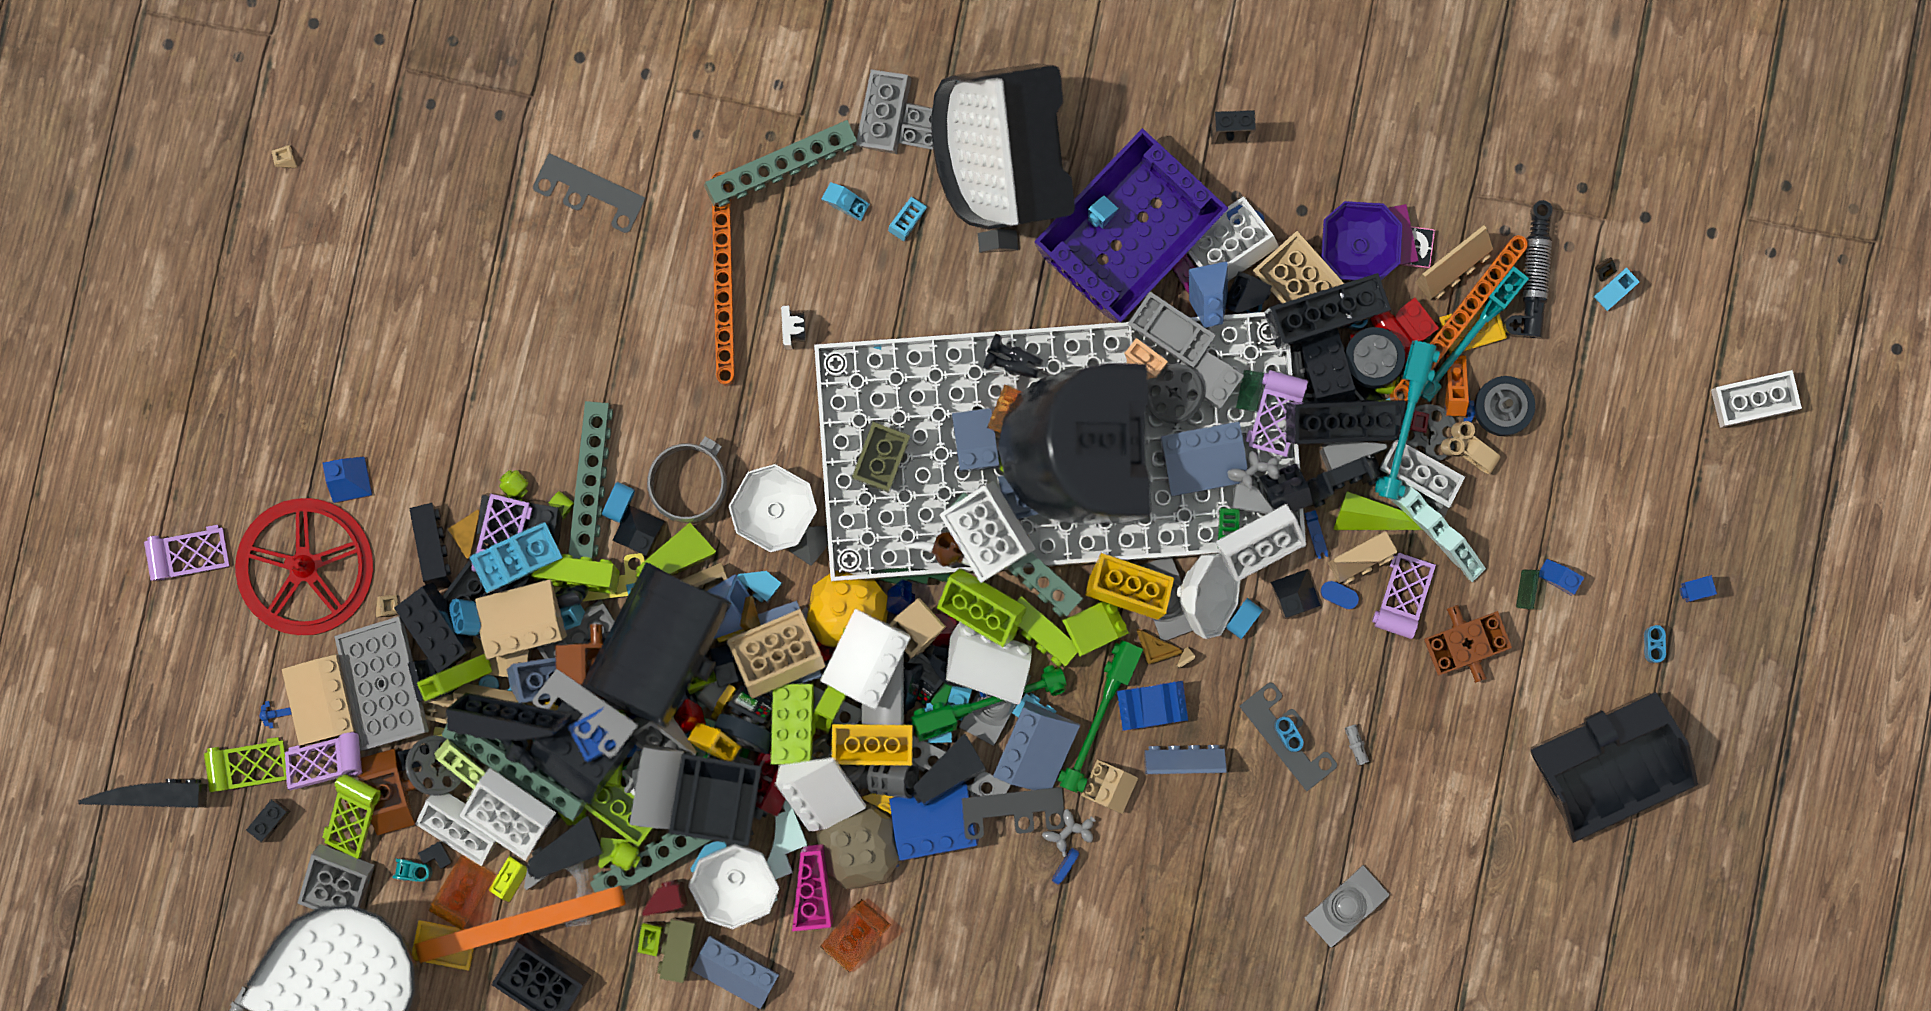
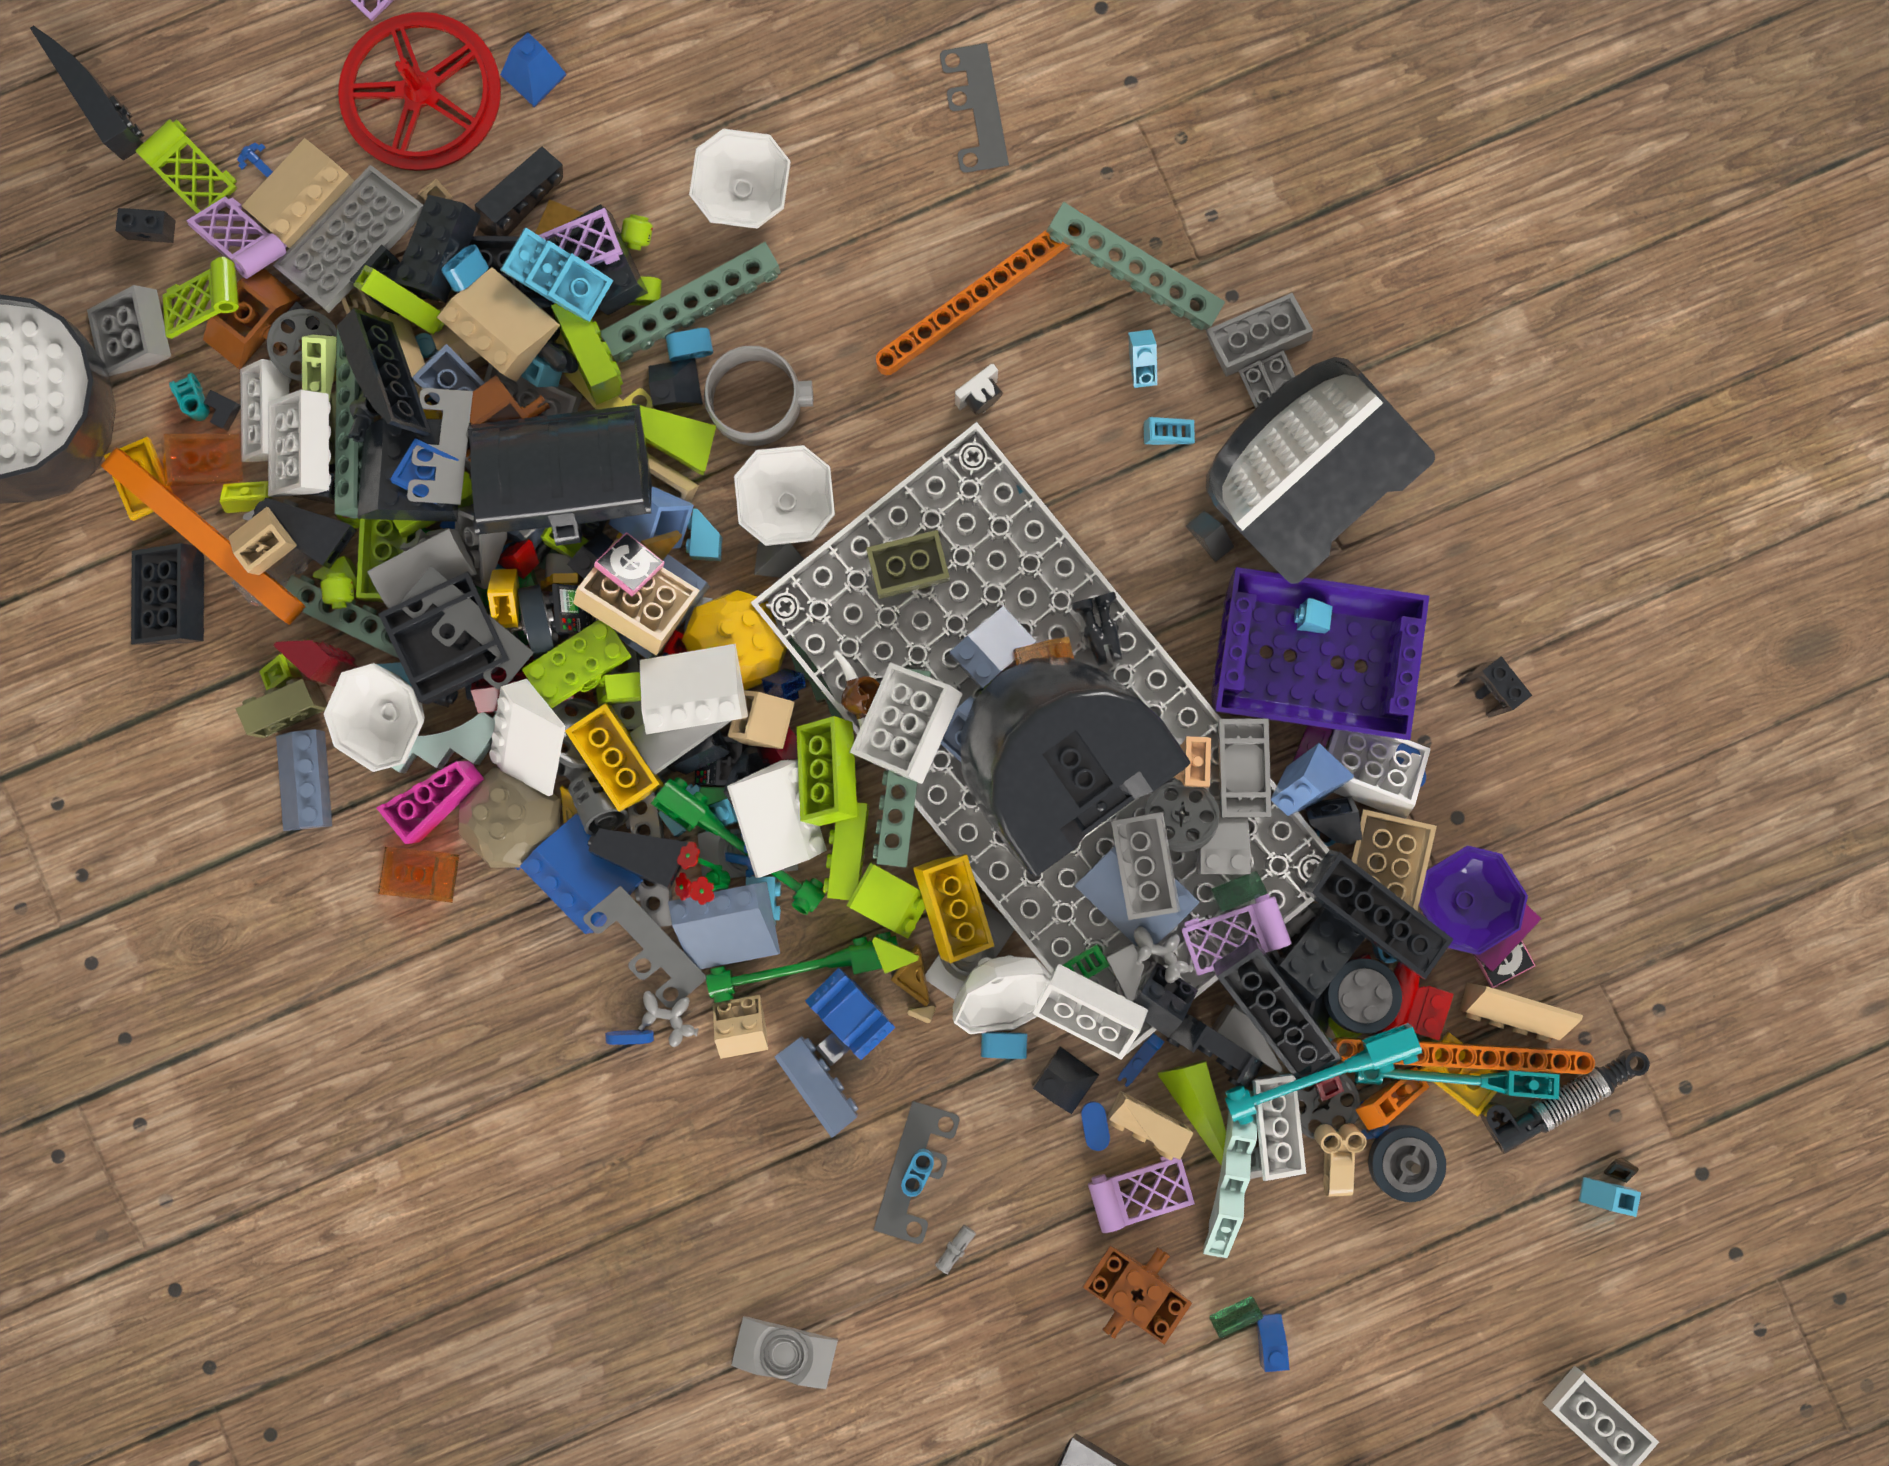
camera: 60 degrees right, 0 degrees up
(532, 388) = (740, 178): none -> white rock
(558, 882) = (261, 542): none -> tan slope
(713, 774) = (468, 617): none -> dark grey piece
(752, 642) = (629, 564): none -> tile
(999, 707) = (740, 859): none -> blue piece
(1001, 738) = (705, 885): none -> red plant
(1134, 650) = (892, 956): none -> lime slope
(1167, 734) = (832, 1048): none -> flat silver plate
(1191, 440) = (1145, 866): none -> light grey slope

